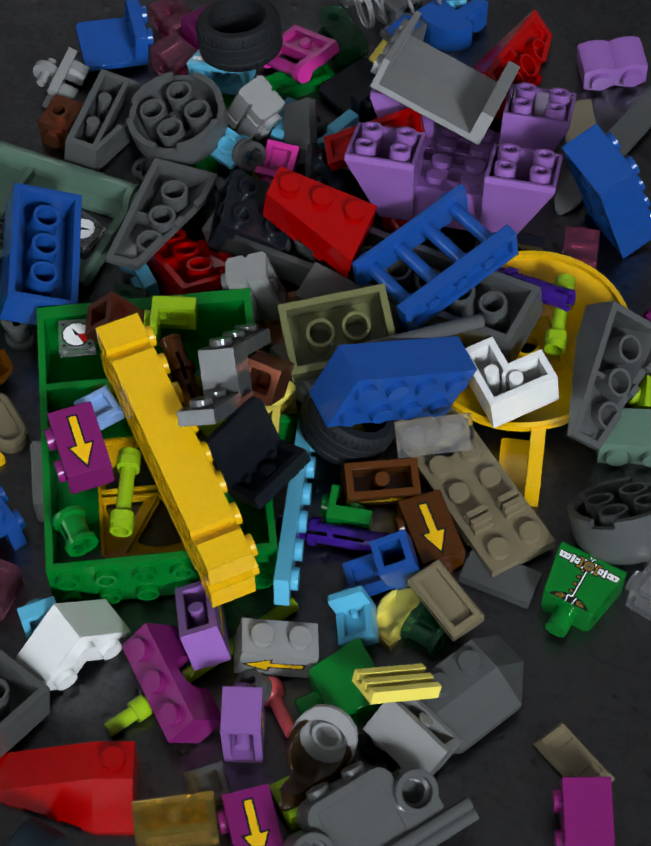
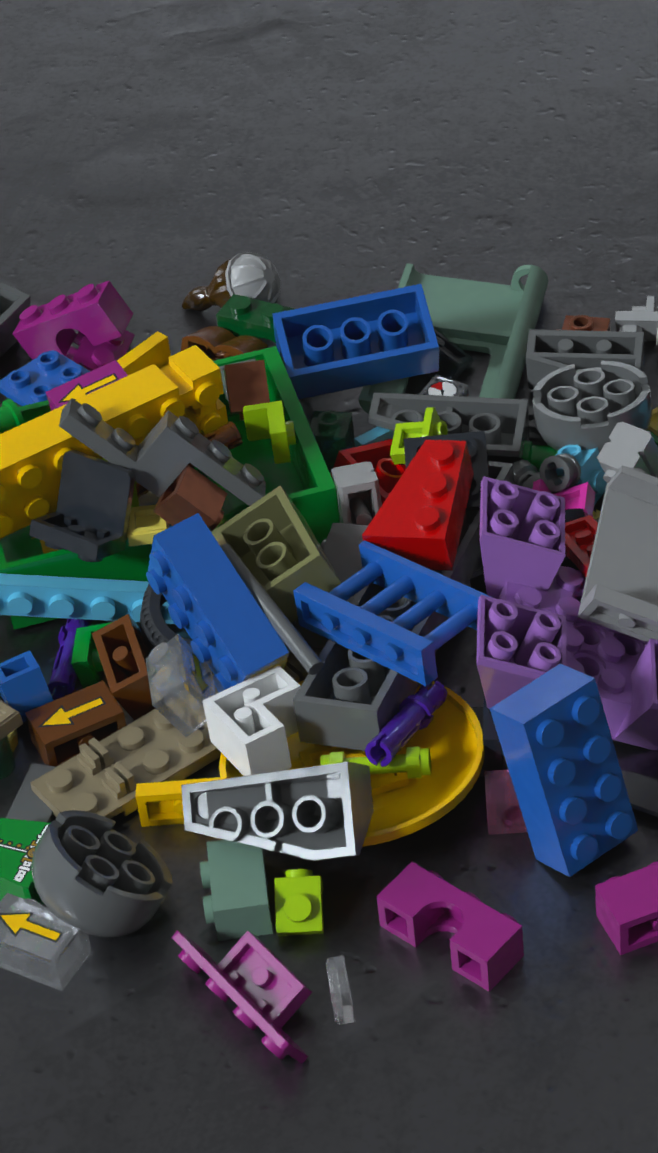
camera: 85 degrees right, 15 degrees down
(189, 230) = (430, 426): none -> lime bracket

